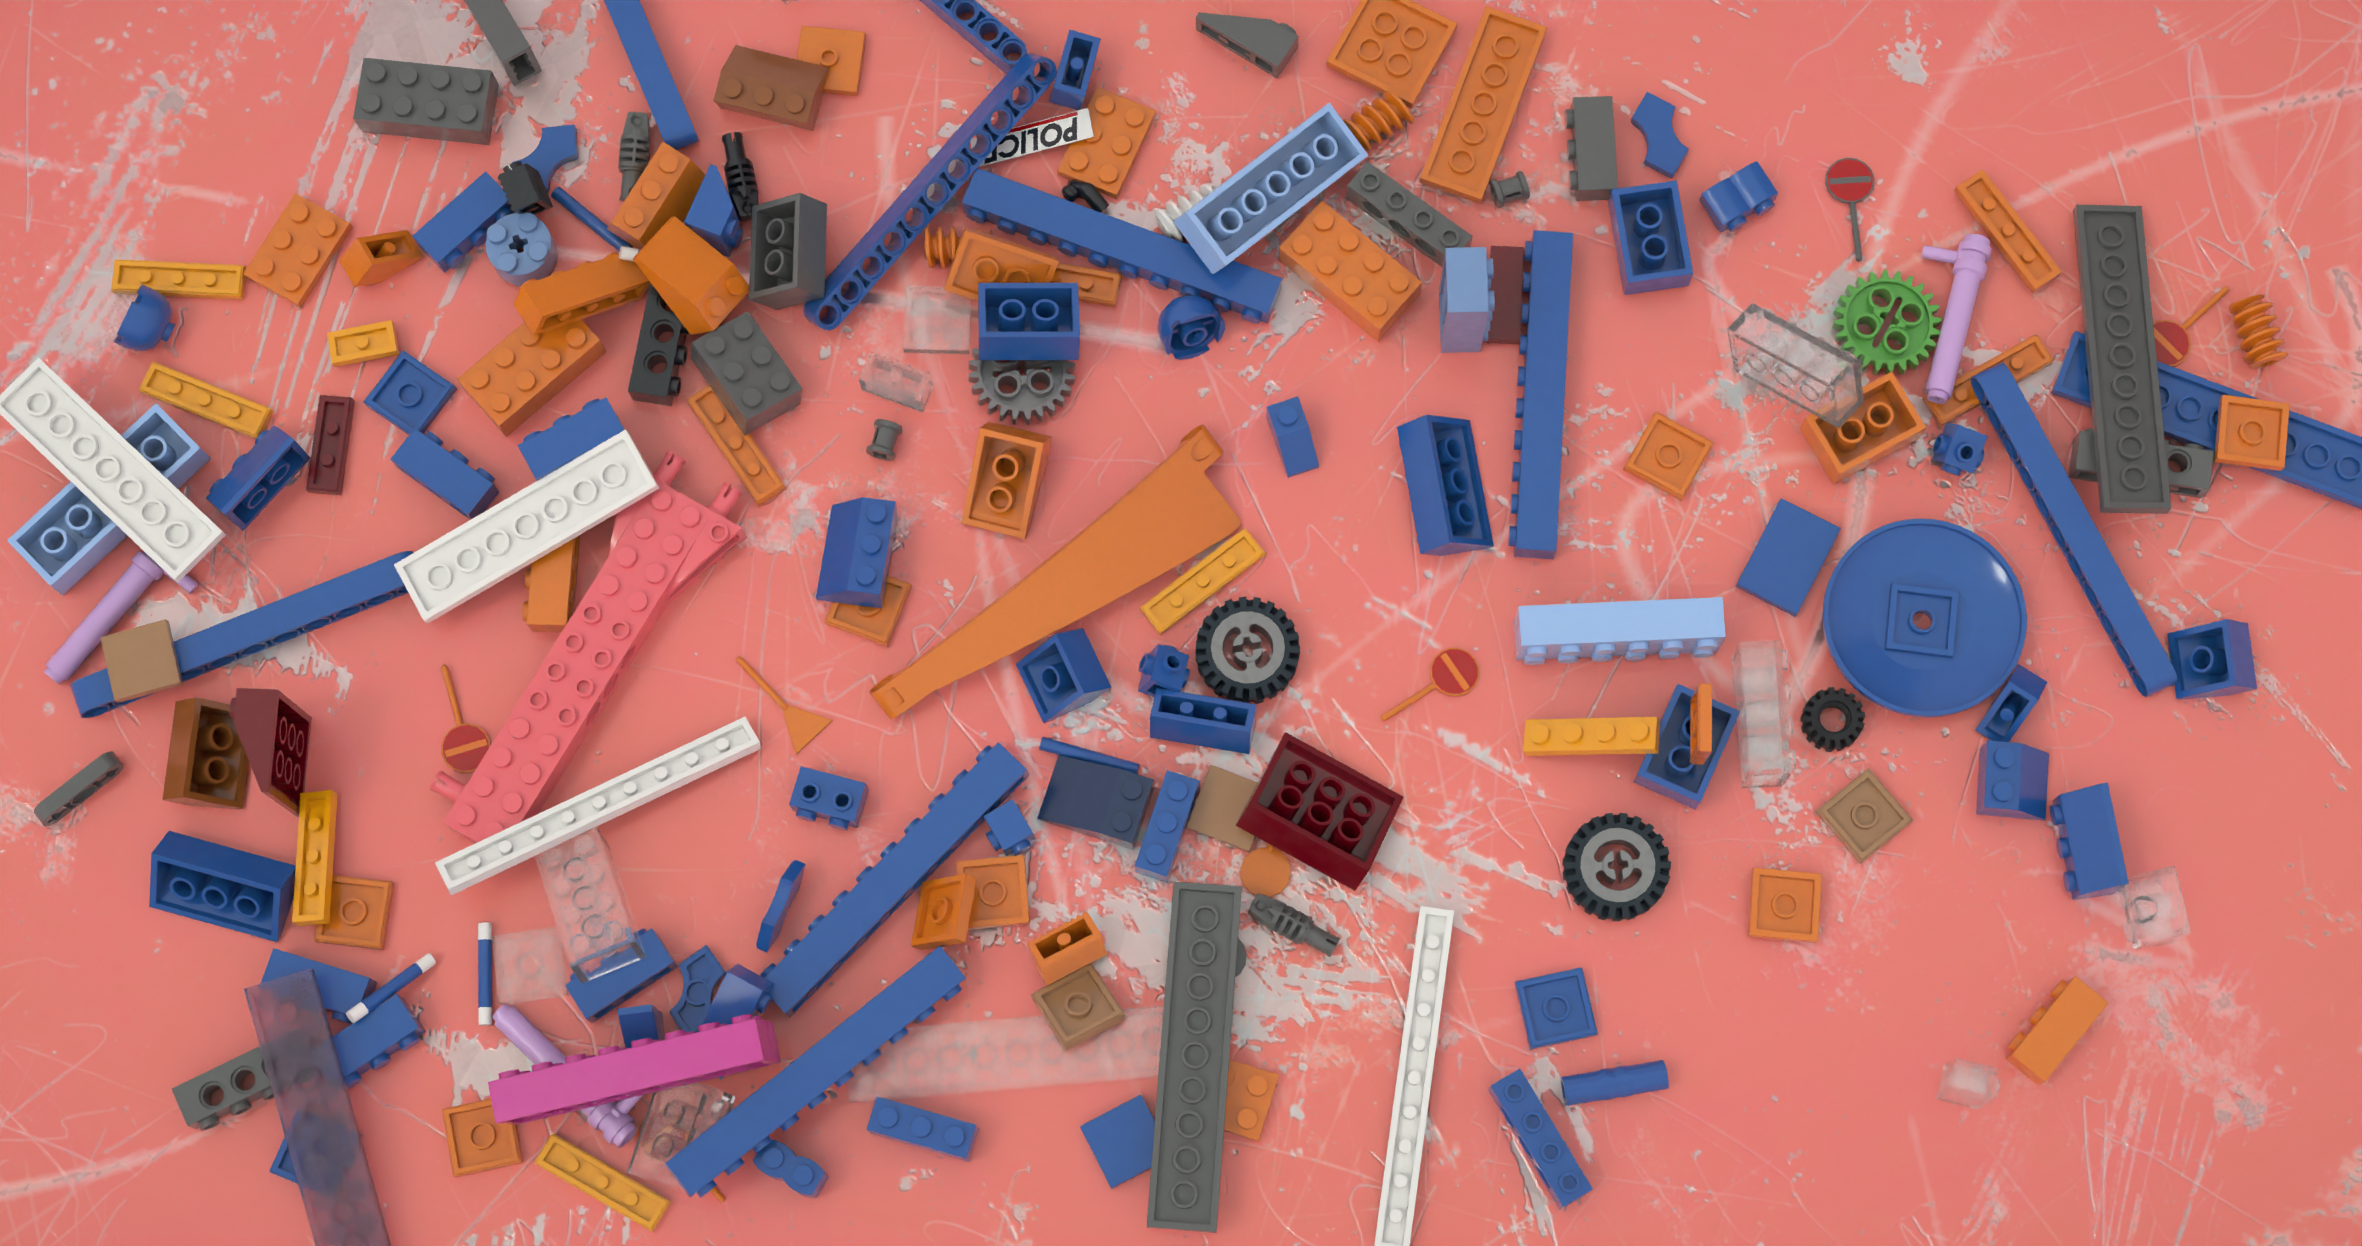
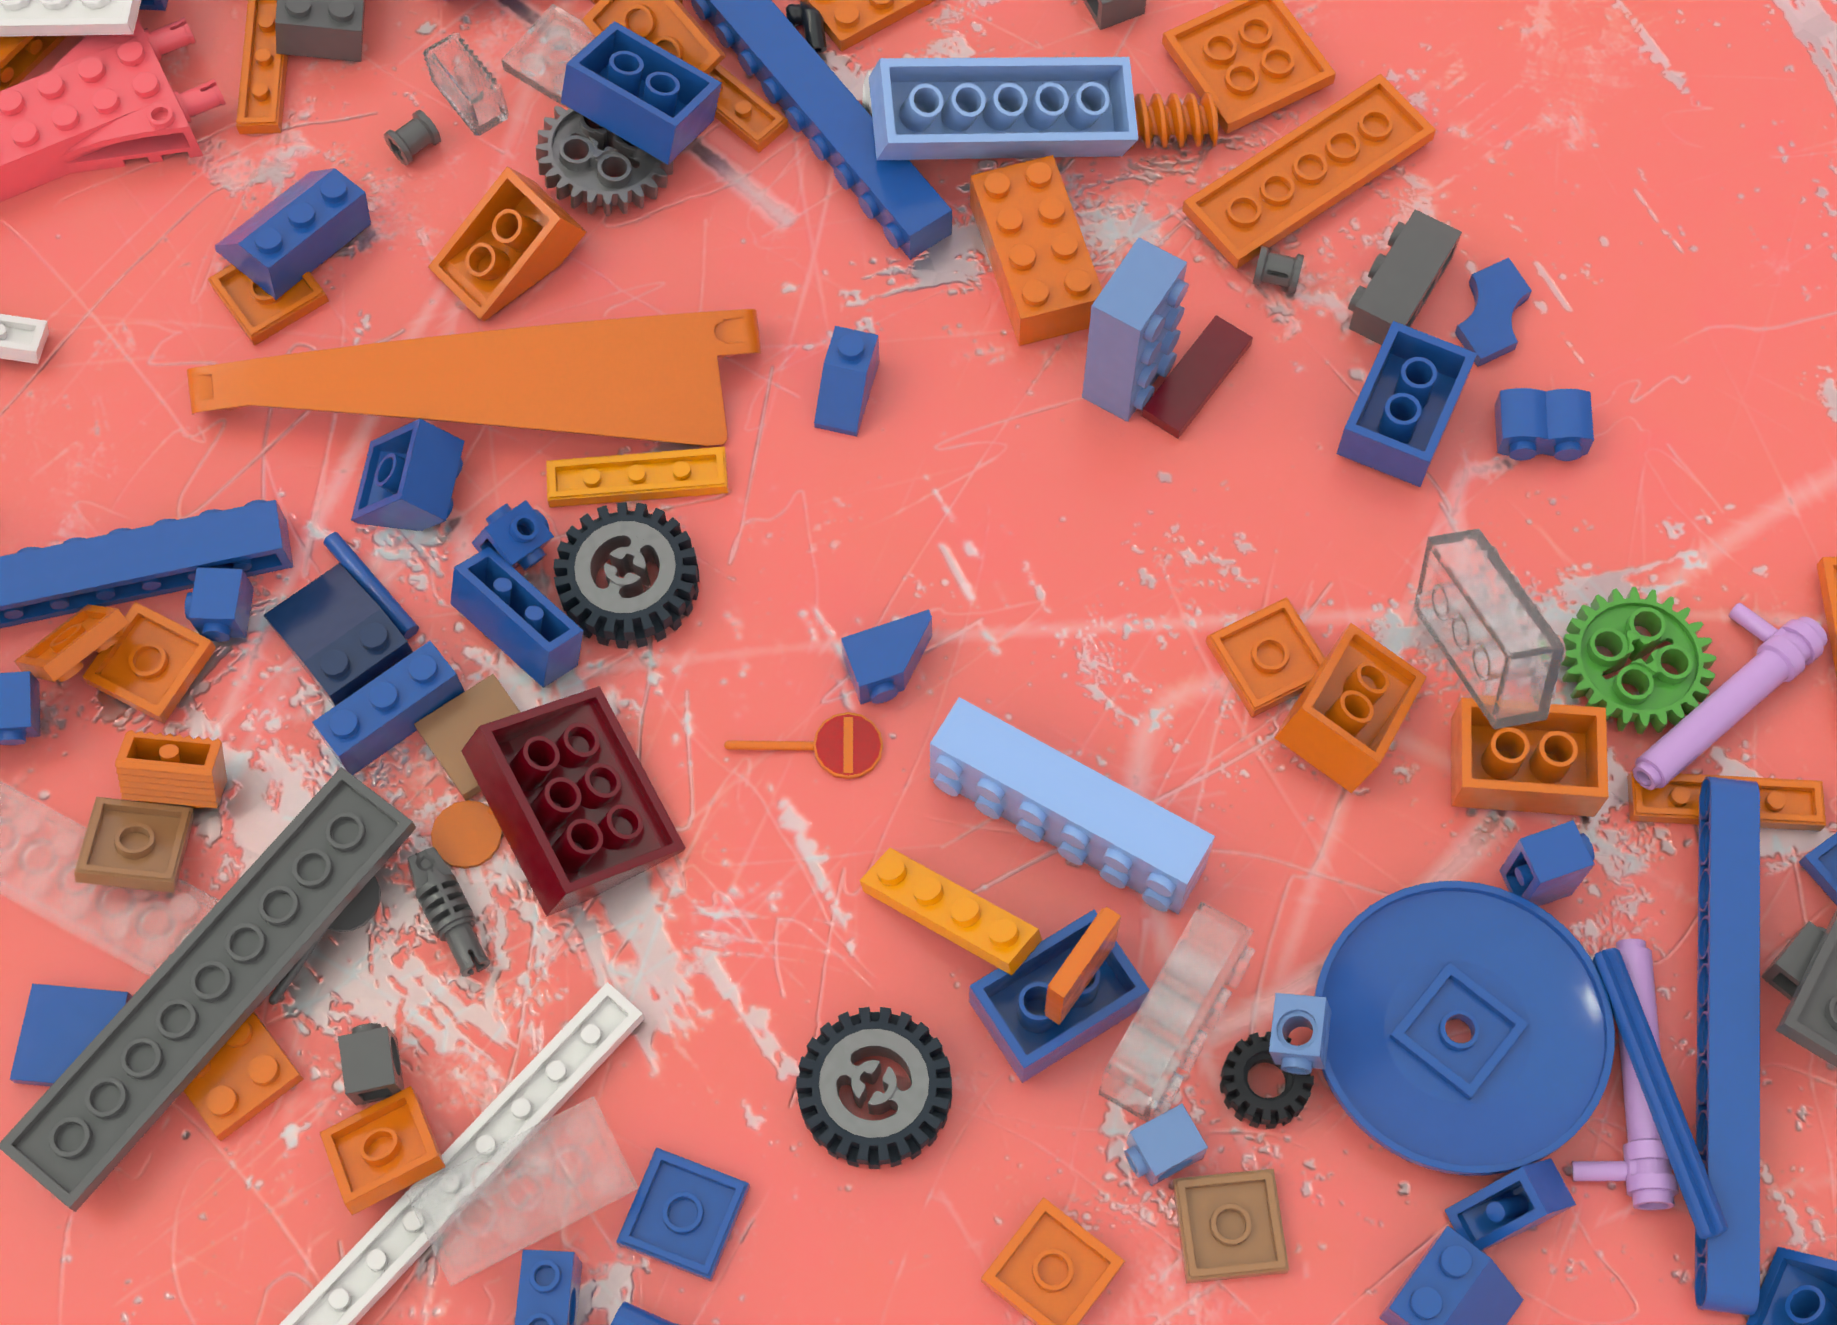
camera: 30 degrees right, 10 degrees down
(802, 725) = (103, 368): orange piece -> none
(828, 798) = (61, 453): blue brick -> none
(1189, 326) = (815, 205): blue cylinder -> none
(1317, 1041) = (370, 1063): none -> dark grey brick
(1363, 1084) = (381, 1150): none -> orange plate
(1405, 213) = (1133, 208): dark grey brick -> none
(1442, 604) = (886, 656): none -> blue slope
(1444, 485) = (981, 533): blue slope -> none
(1463, 1054) = (521, 1191): none -> clear brick
(1543, 395) = (1161, 505): blue brick -> none
(1741, 461) = (1351, 708): none -> orange slope
(1788, 557) = (1338, 856): blue tile -> none
(1801, 794) = (1164, 1145): none -> medium blue brick
(1834, 668) = (1294, 1012): none -> medium blue brick
(1850, 183) = (1690, 486): piece -> none
(1915, 490) = (1548, 864): none -> blue brick
(1959, 449) = (1653, 850): blue brick -> none
(2056, 588) = (1660, 1096): none -> blue axle
(2066, 622) = (1645, 1160): none -> lavender cylinder

